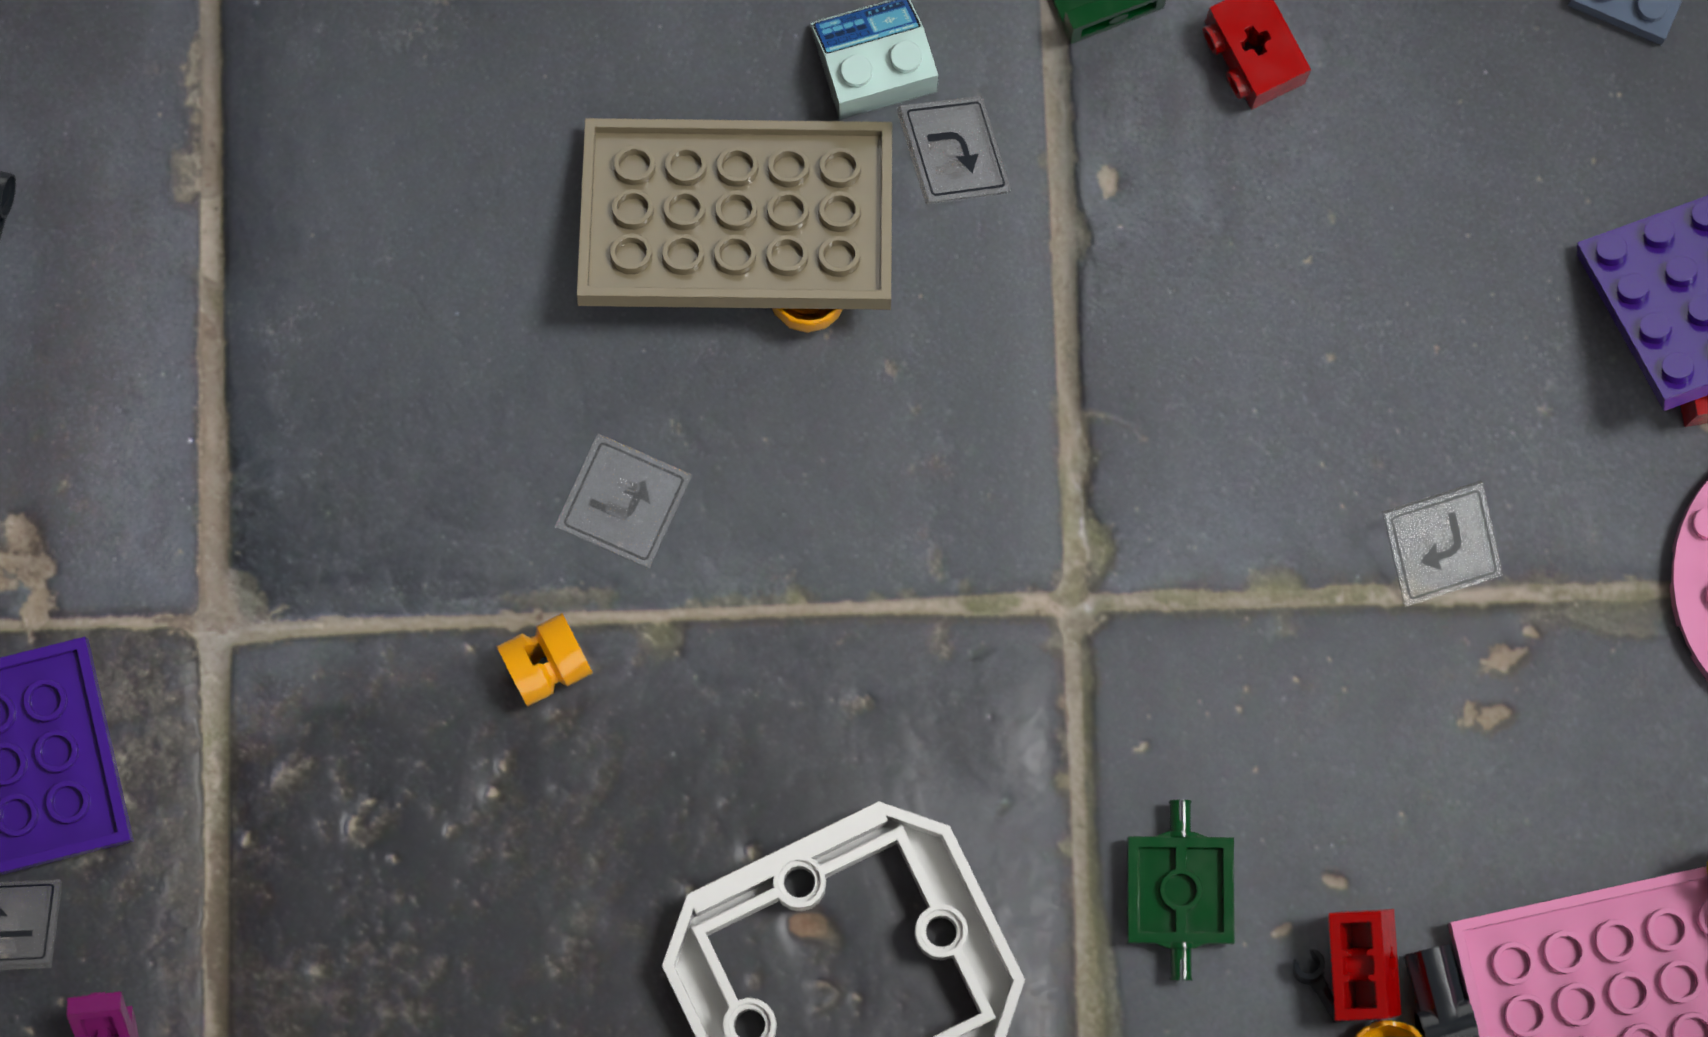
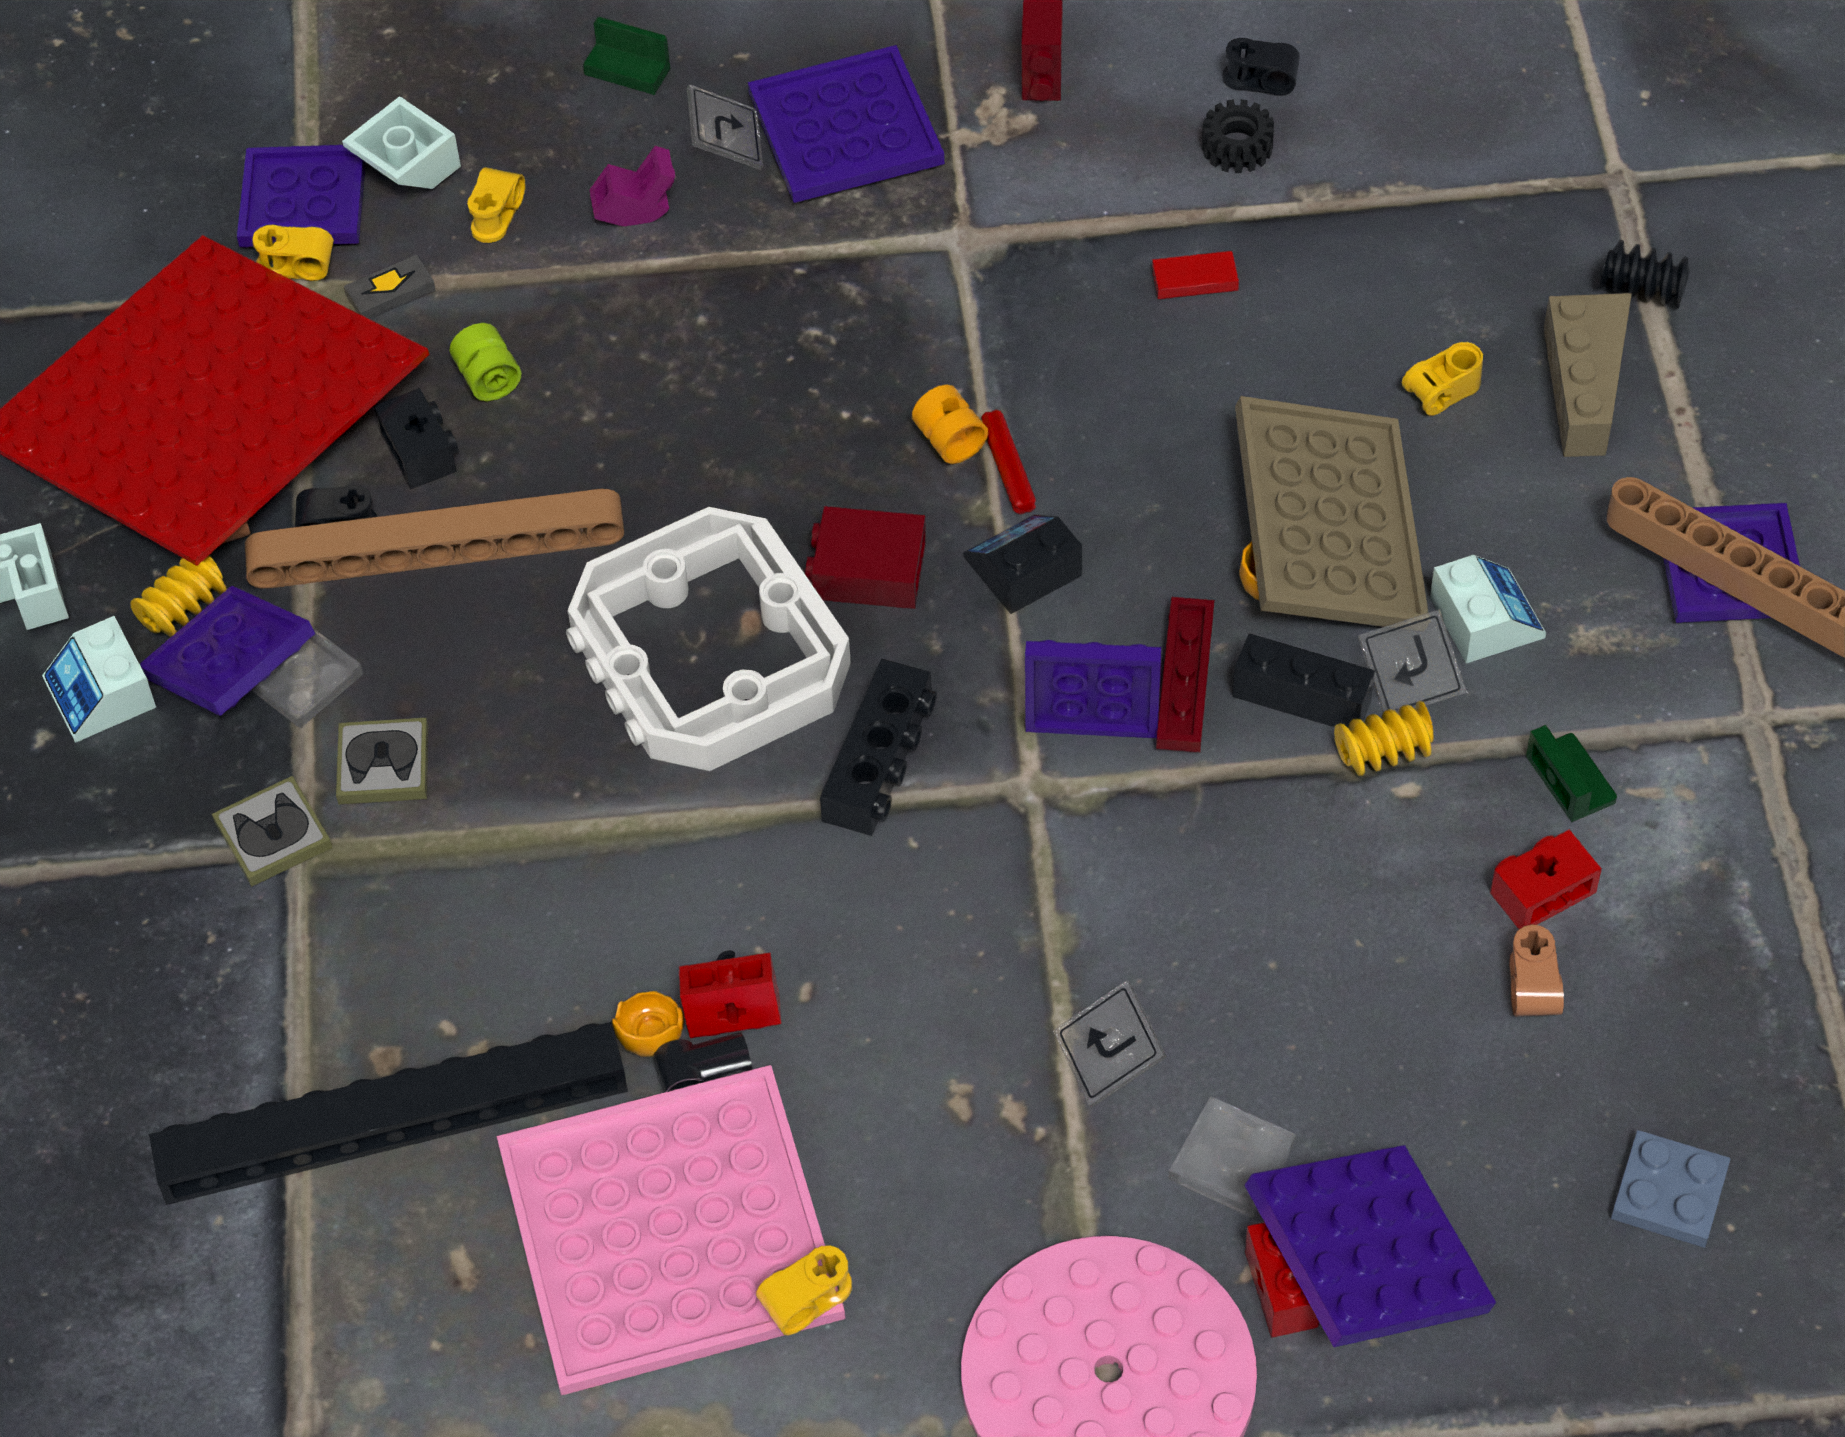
camera: 90 degrees right, 25 degrees down
(78, 231) = (1238, 120): none -> black tyre
(316, 337) = (1195, 274): none -> red tile
(529, 61) = (1446, 377): none -> yellow piece
(597, 593) = (1009, 462): none -> red axle
(623, 501) = (1087, 477): clear piece -> none
(738, 774) = (867, 557): none -> dark red brick
(751, 585) = (1027, 560): none -> black slope
(940, 410) = (1185, 674): none -> dark red plate
(972, 276) = (1302, 682): none -> black brick
(993, 513) = (1092, 689): none -> dark purple plate
(1056, 192) = (1385, 737): none -> yellow piece
(1090, 824) = (892, 690): none -> black brick
(1180, 890) = (789, 867): dark green plate -> none
(1386, 76) = (1535, 977): none -> nougat piece
(1576, 426) = (1226, 1150): none -> clear plate

